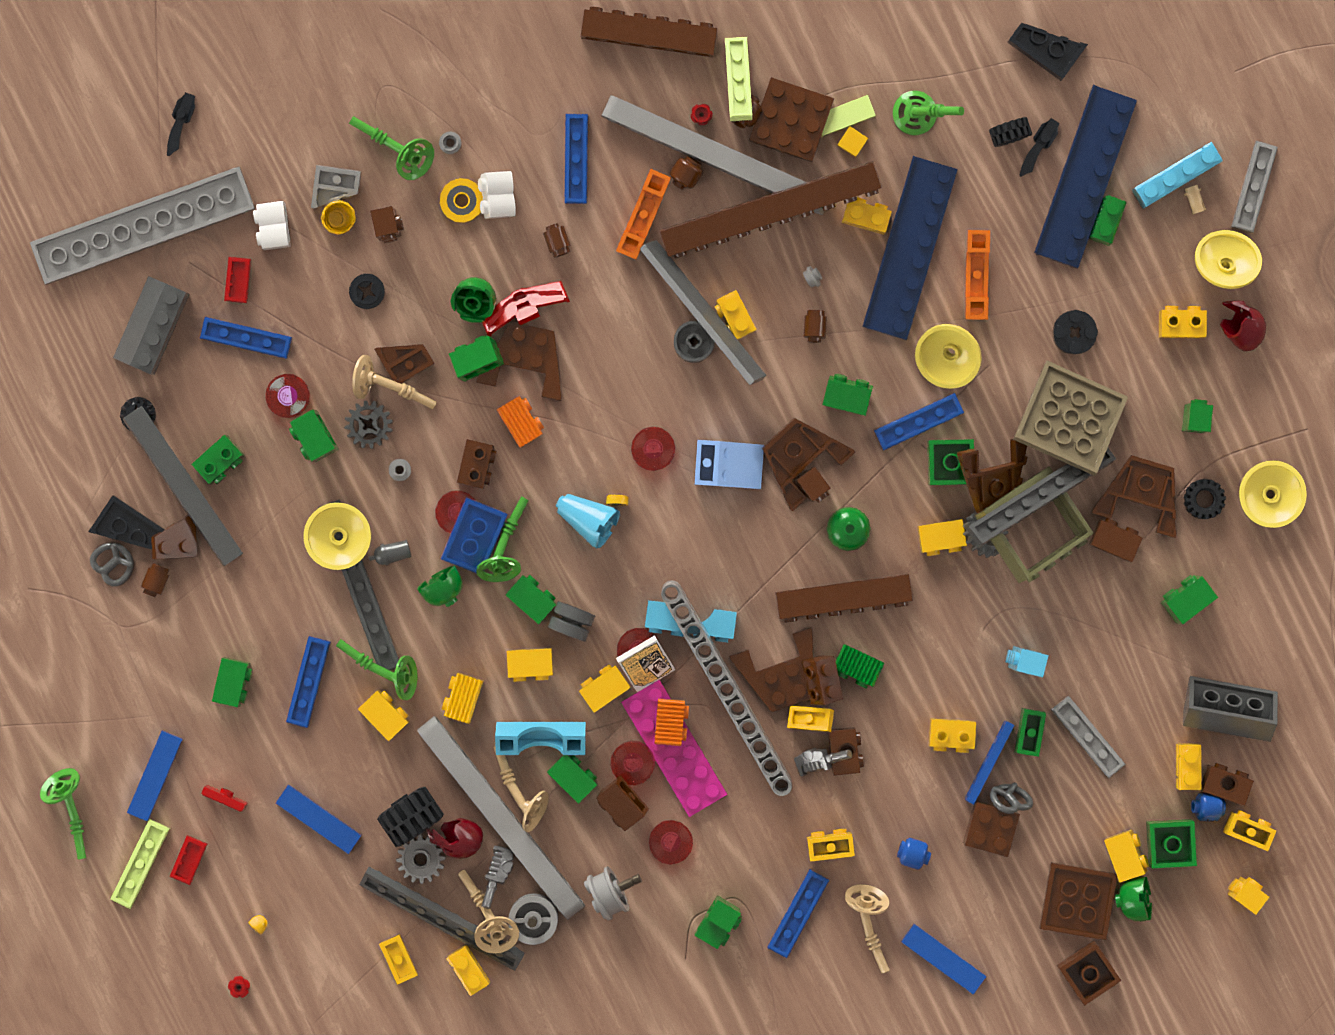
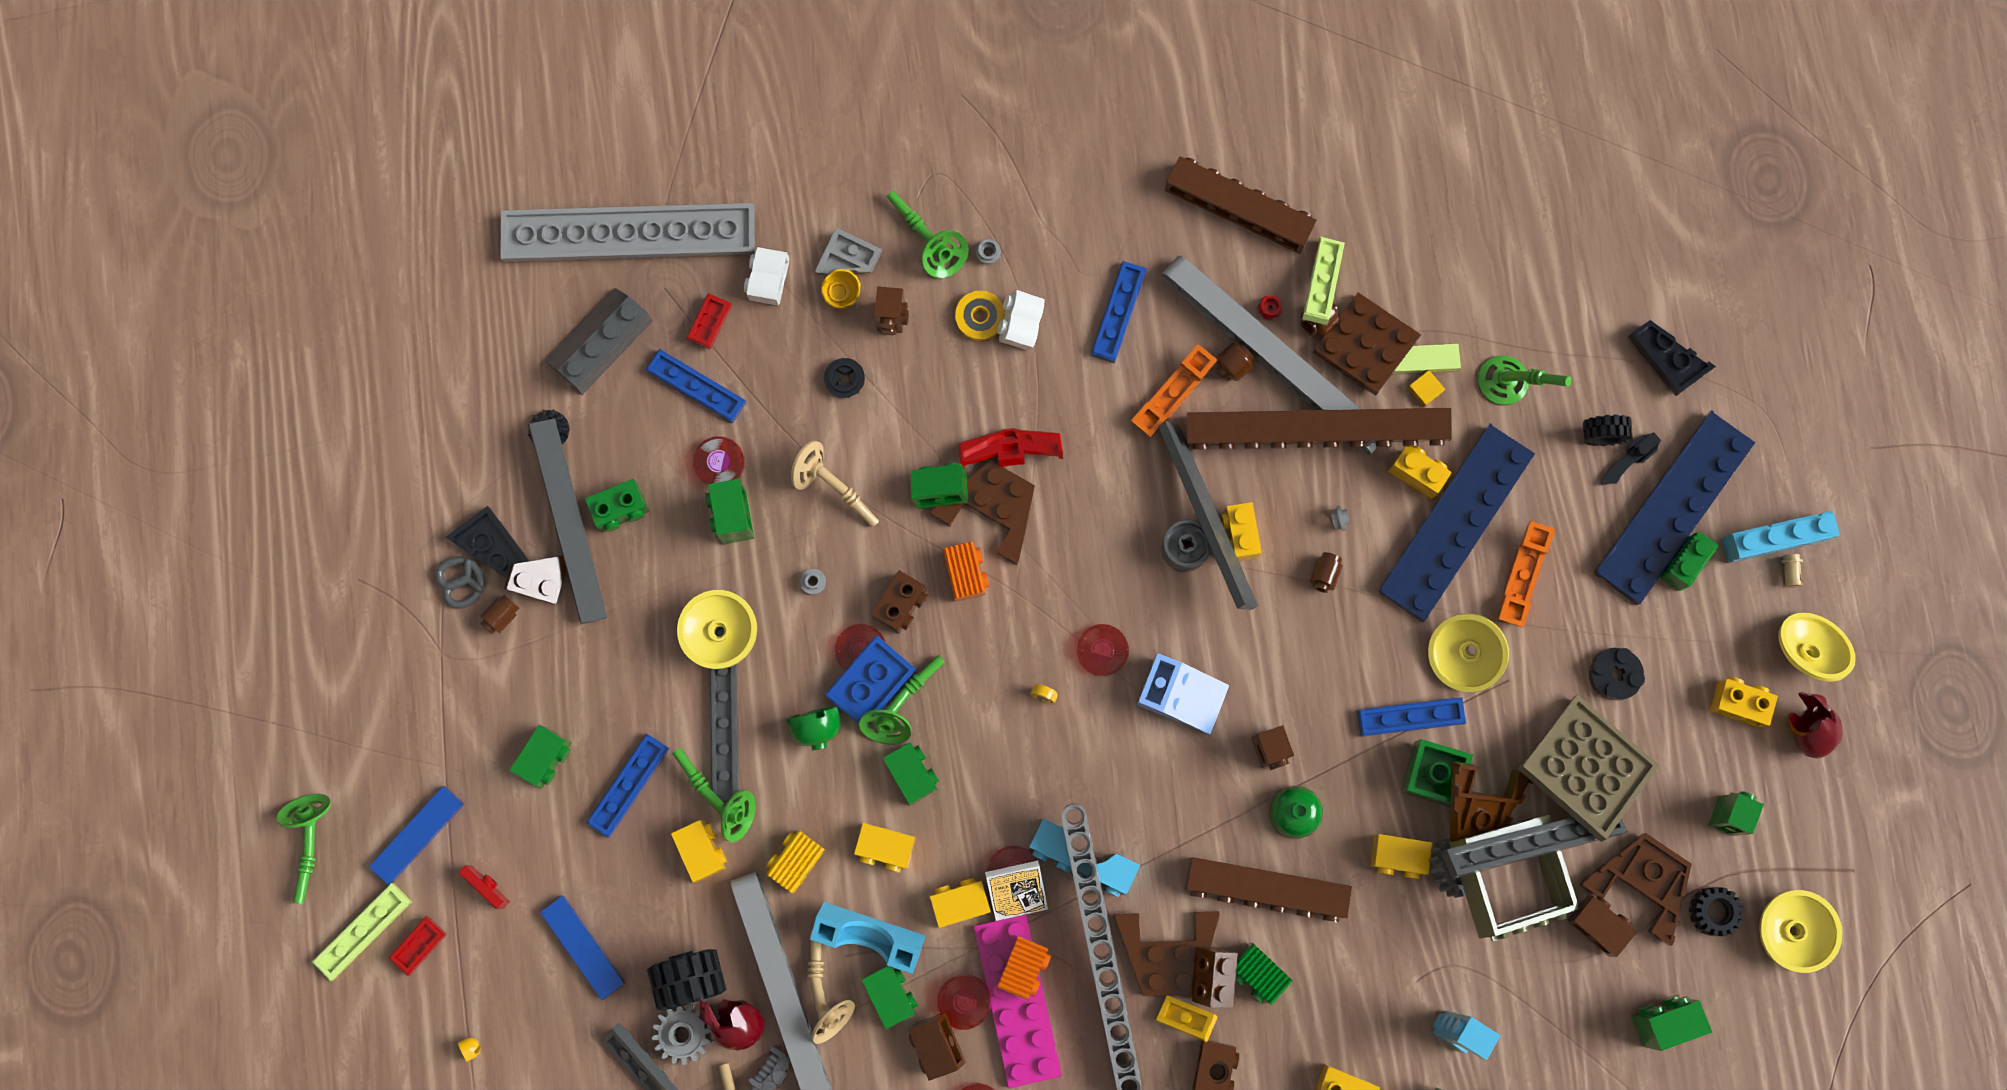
camera: 15 degrees right, 10 degrees down
(182, 114) = (713, 133): black piece -> none
(375, 416) = (787, 526): dark grey gear -> none
(391, 553) = (772, 670): dark grey piece -> none
(404, 361) = (859, 465): reddish brown wing -> none
(474, 299) = (957, 421): green cylinder -> none
(557, 240) = (1070, 389): reddish brown brick -> none
(571, 621) = (948, 813): dark grey wheel -> none
(588, 518) = (1005, 703): medium azure cone -> none
(794, 450) = (1260, 703): reddish brown wing -> none
(818, 759) = (1179, 1069): flat silver piece -> none
(848, 394) = (1341, 659): green brick -> none
(1254, 186) = (1861, 578): light grey tile -> none

